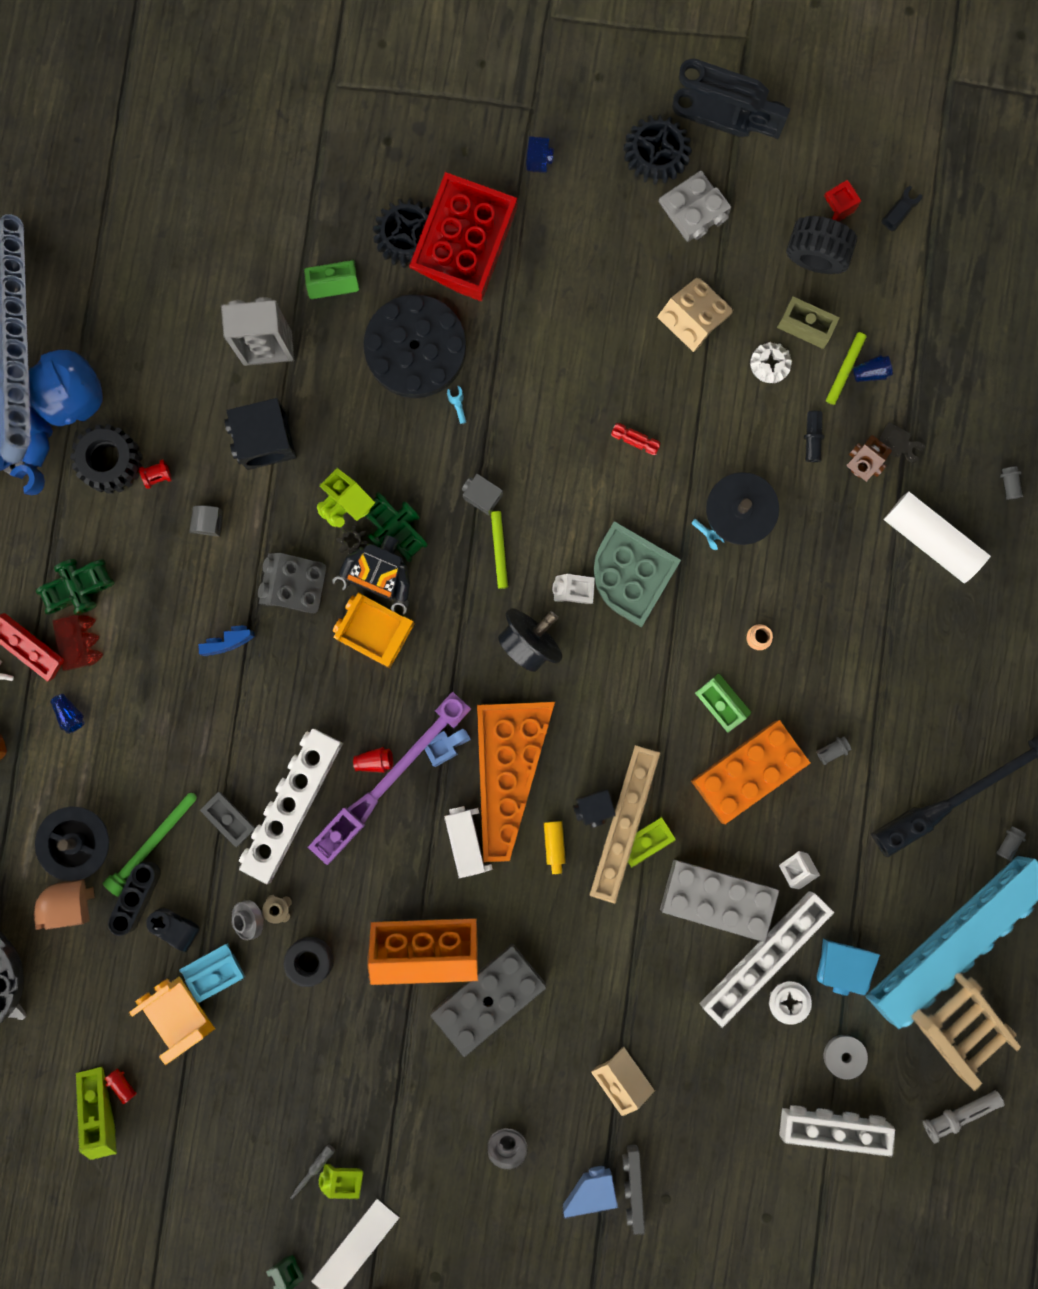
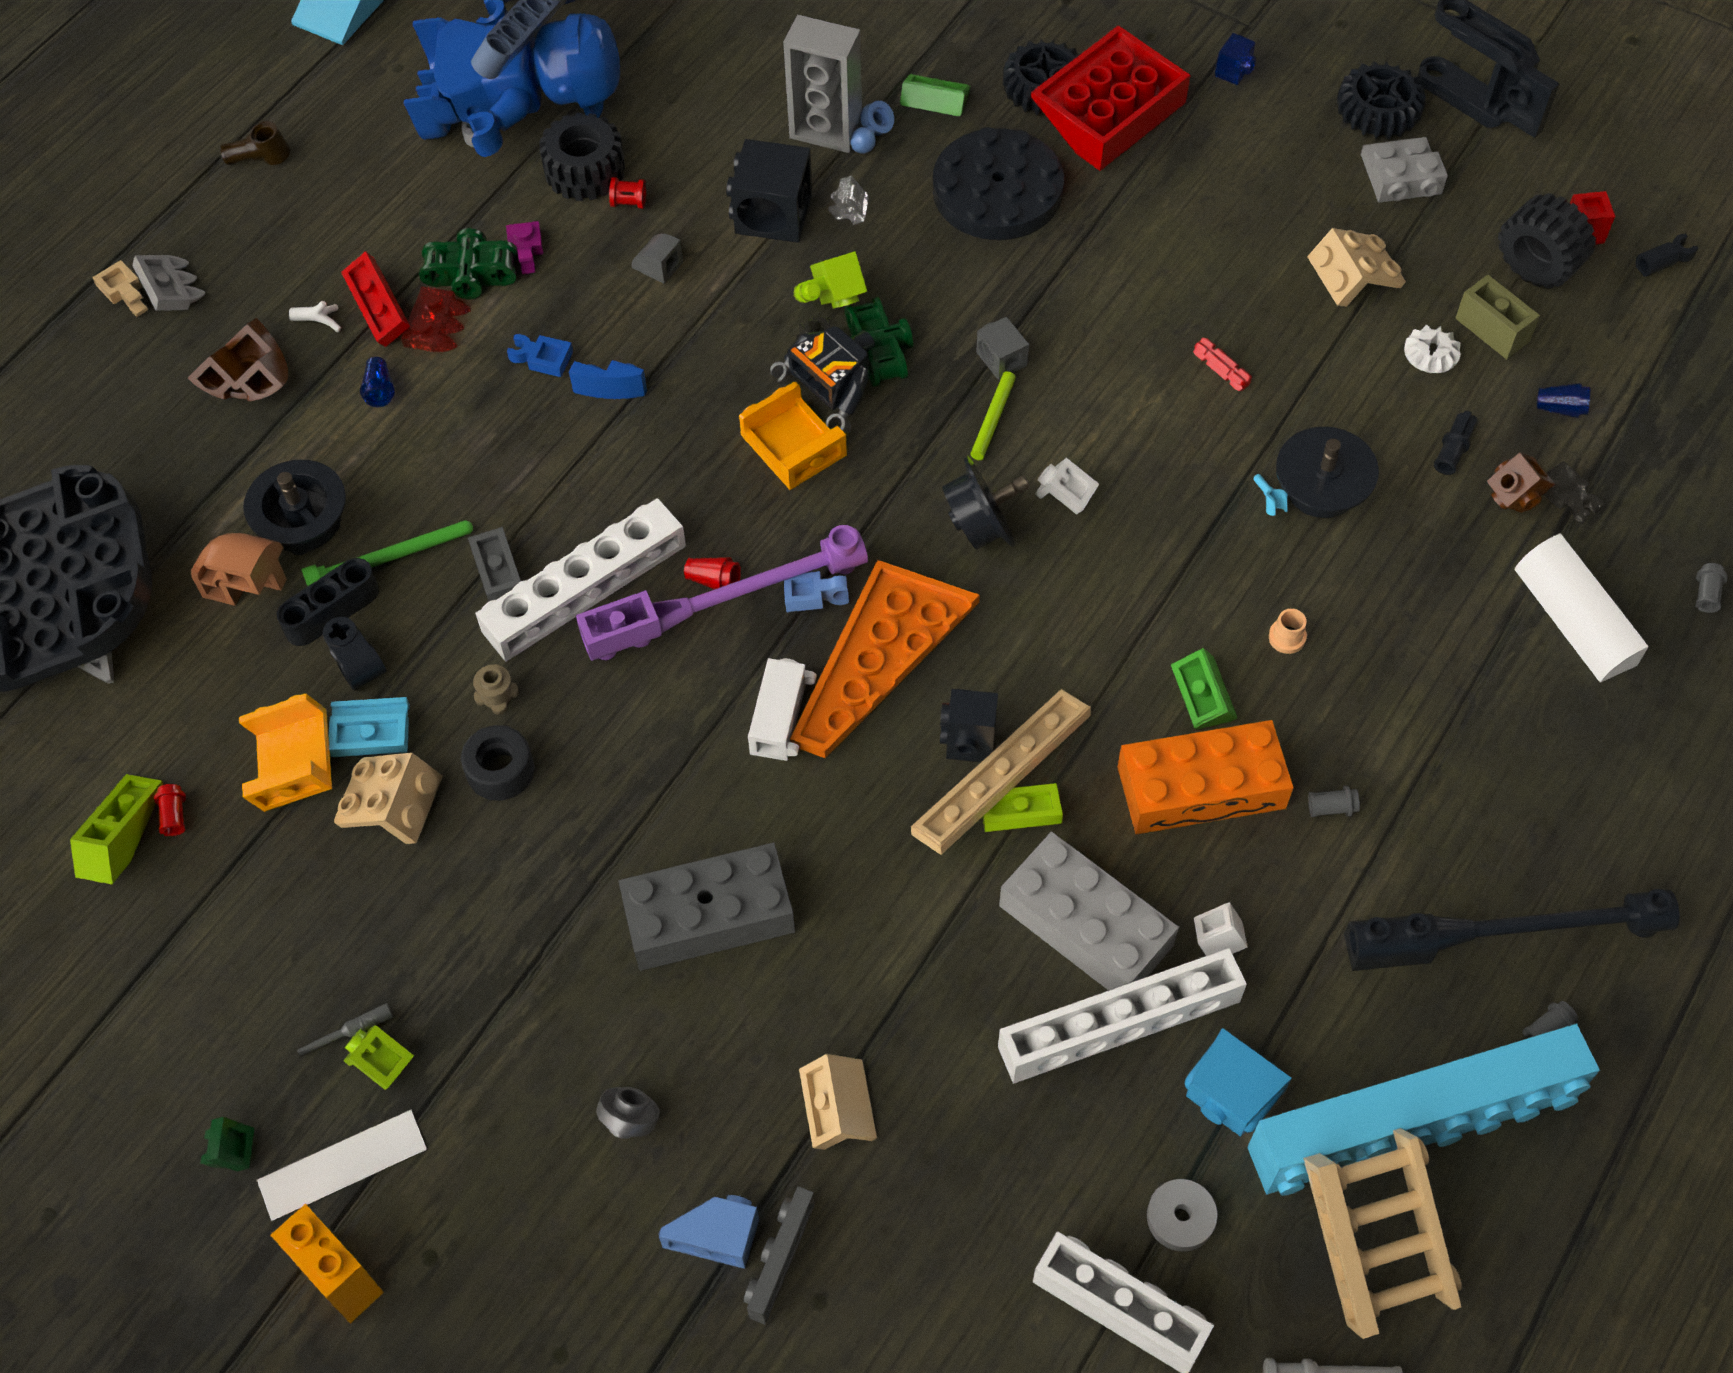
camera: 25 degrees right, 25 degrees down
(103, 546) = (528, 241): none -> magenta plate
(171, 639) = (544, 356): none -> blue plate
(247, 920) = (451, 681): flat silver plate -> none
(252, 1015) = (390, 793): none -> tan bracket
(292, 582) = (723, 351): dark grey bracket -> none
(300, 348) = (864, 138): none -> medium blue plate
(319, 411) = (850, 201): none -> clear tile
(423, 951) = (652, 801): orange brick -> none
(458, 405) = (1020, 251): medium azure hand -> none
(554, 845) = (894, 762): yellow cylinder -> none
(631, 573) = (1150, 498): sand green plate -> none
(799, 1010) = (1148, 1094): white gear -> none
(846, 368) = (1528, 389): lime bar -> none

